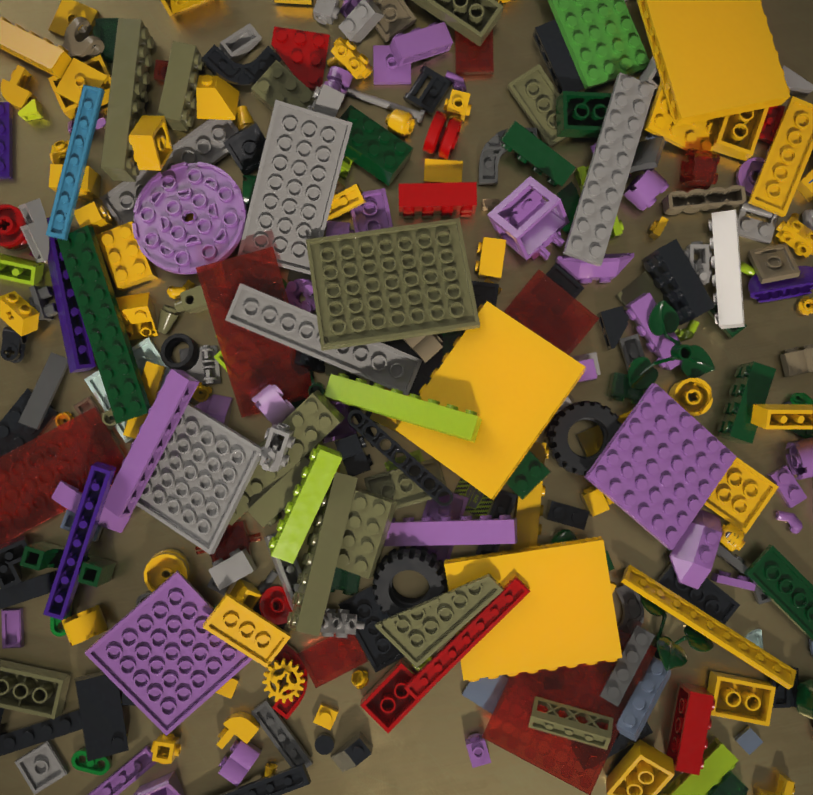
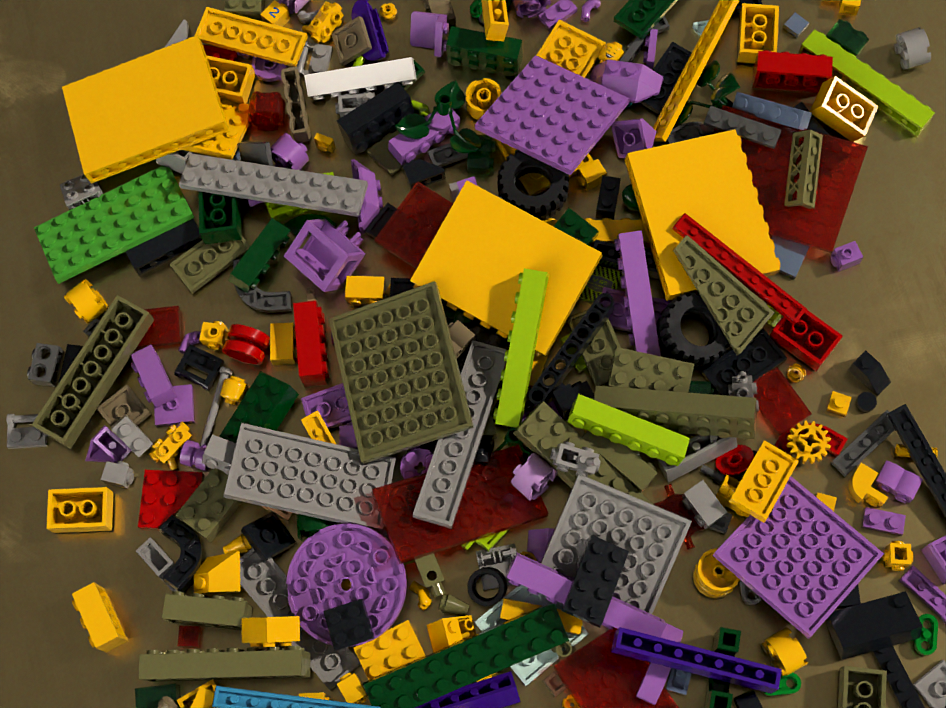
camera: 90 degrees left, 15 degrees down
(150, 217) = (348, 624): none -> black plate
(160, 453) = (595, 581): none -> black plate
(204, 740) = (883, 521): none -> medium lavender plate
(628, 549) = (632, 136): none -> medium lavender slope
(776, 346) = (429, 31): none -> medium lavender bracket

